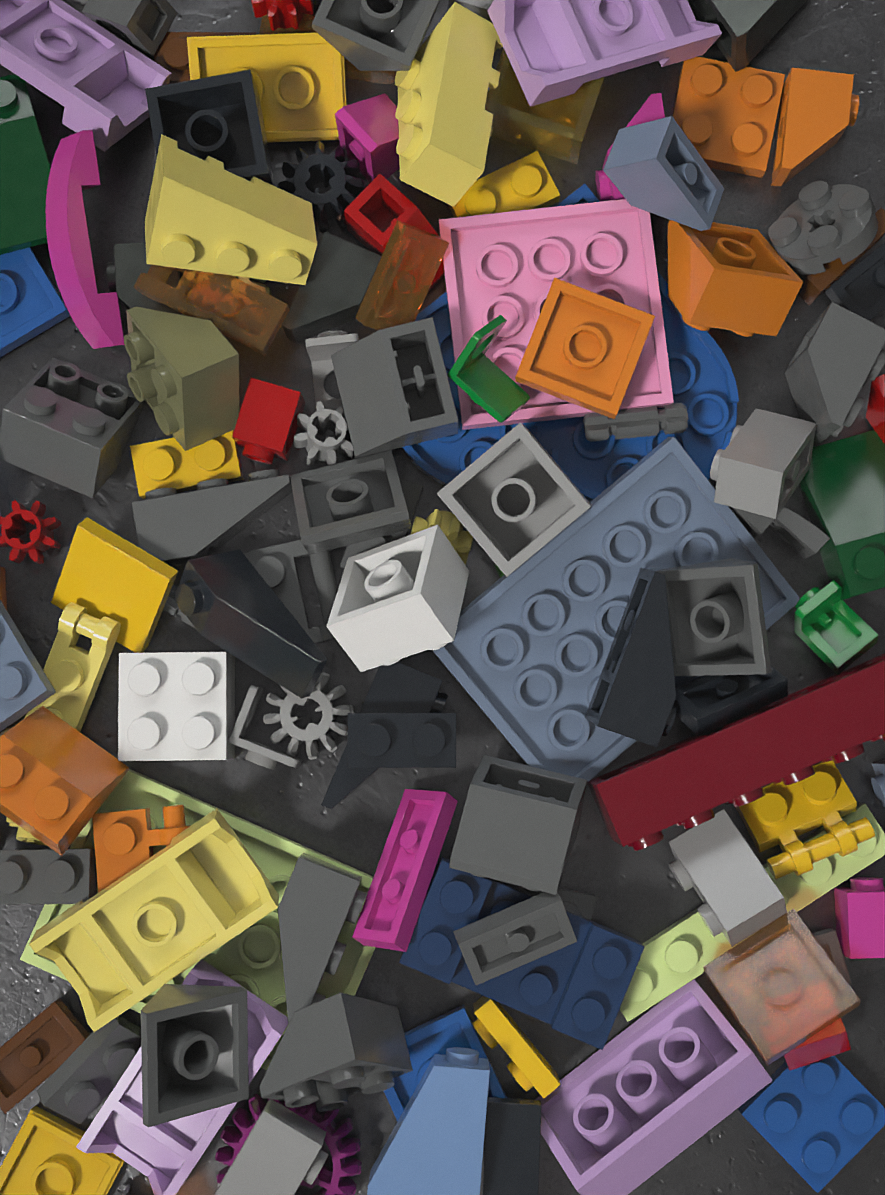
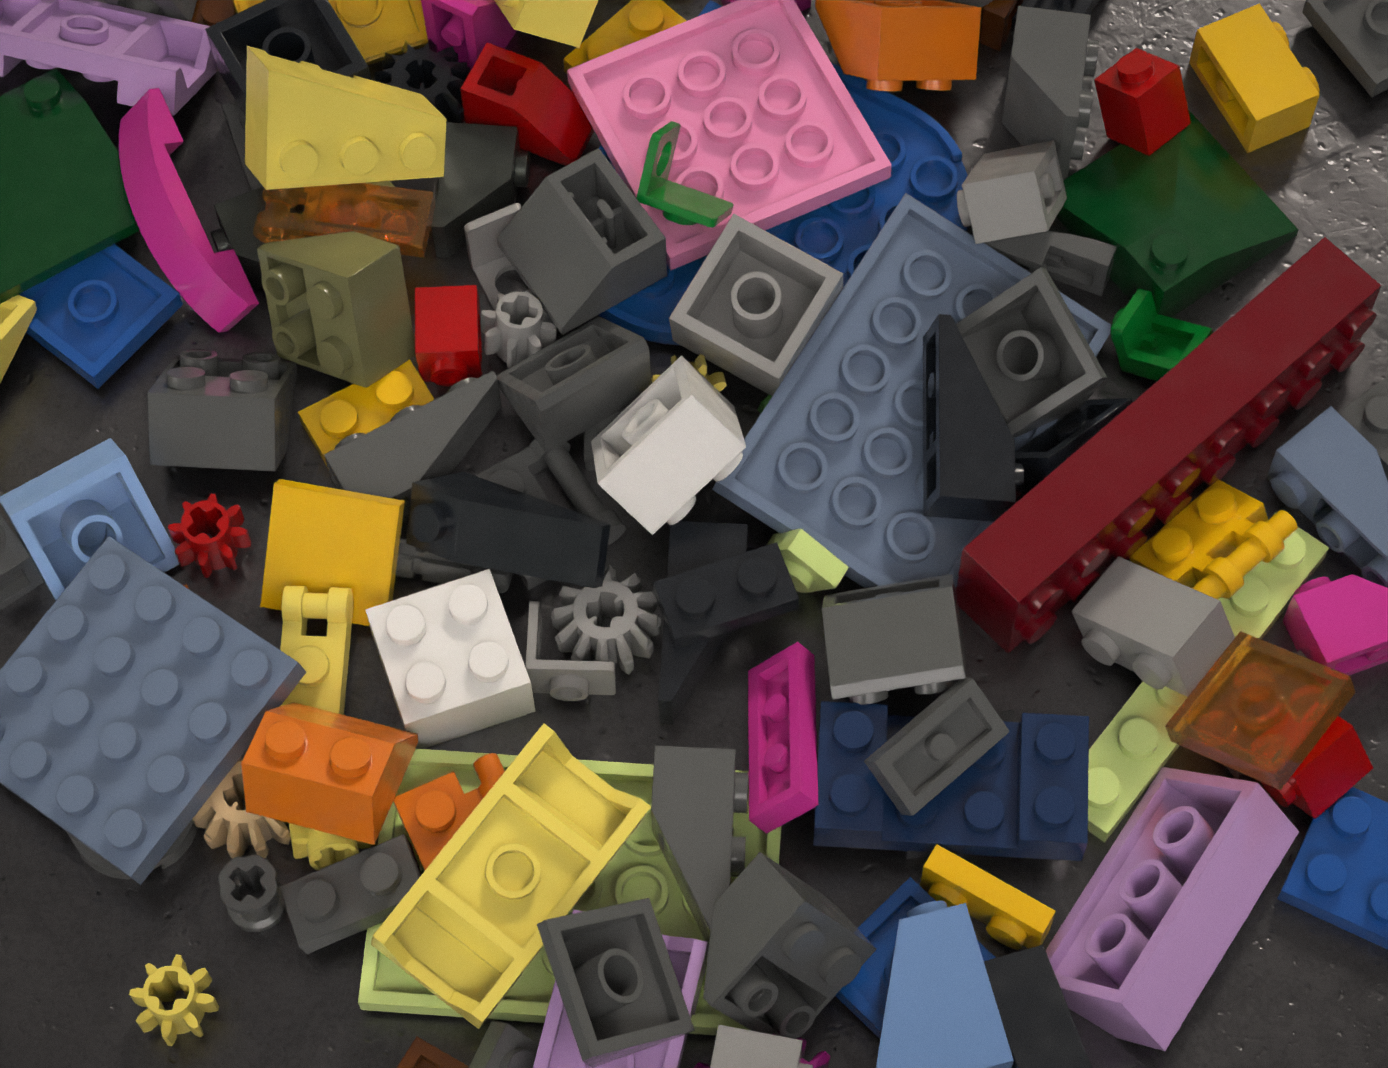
camera: 20 degrees left, 20 degrees down
(402, 277) = (547, 128): clear orange plate -> none
(475, 724) = (808, 561): none -> yellowish green plate
(584, 348) = (774, 135): orange plate -> none
(637, 422) = (857, 203): dark grey axle -> none

